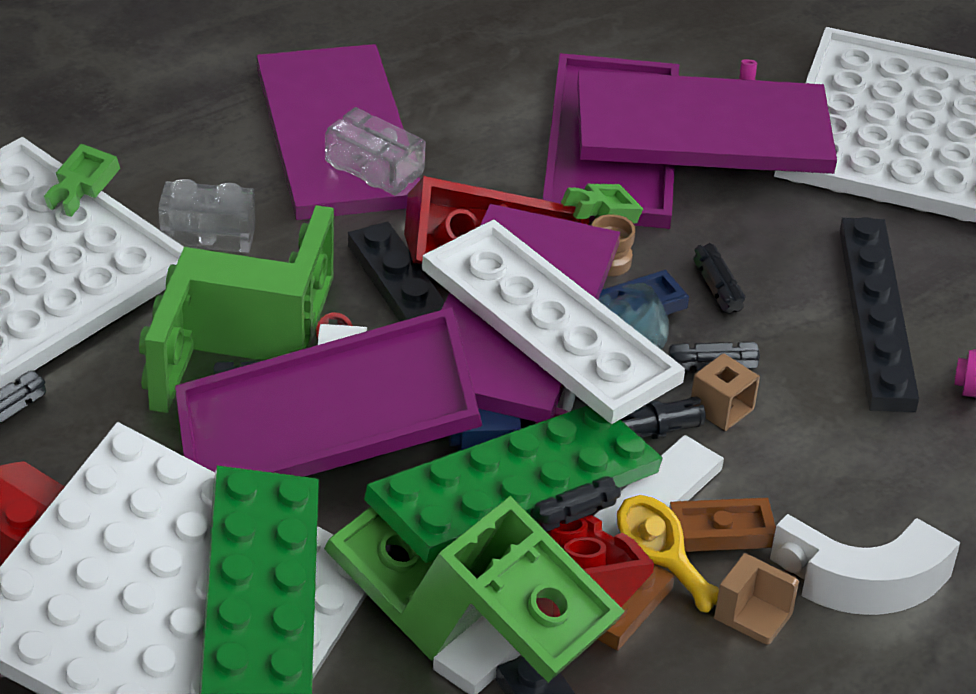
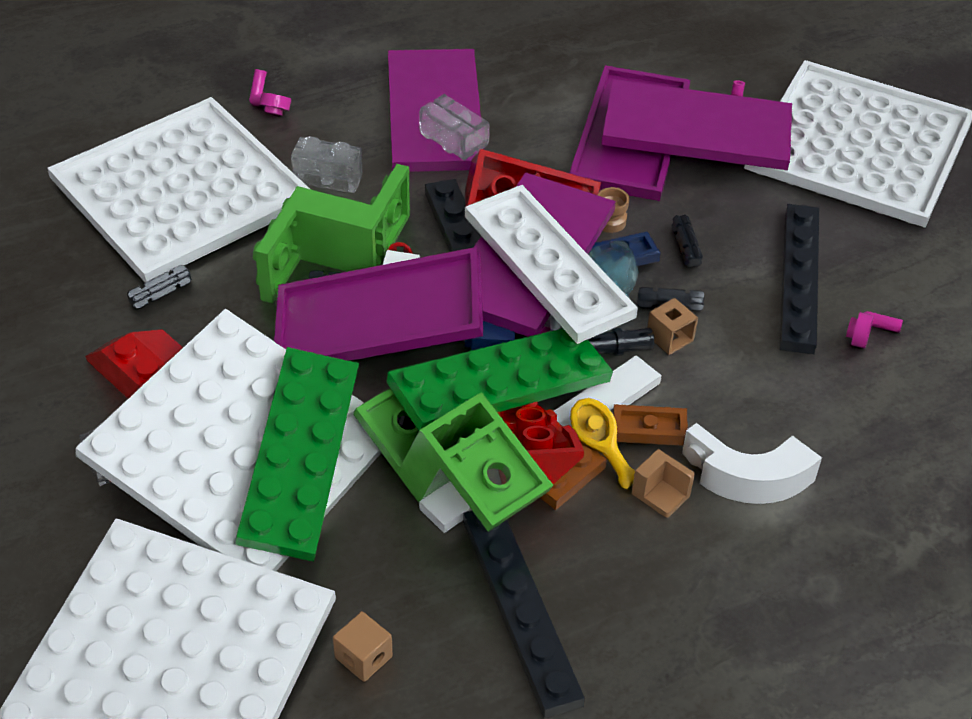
camera: 10 degrees right, 5 degrees up
(82, 173) = (243, 127): bright green plate -> none
(109, 137) = (273, 103): none -> dark pink plate
(576, 503) = (539, 400): black axle -> none
(602, 200) = (610, 176): bright green plate -> none

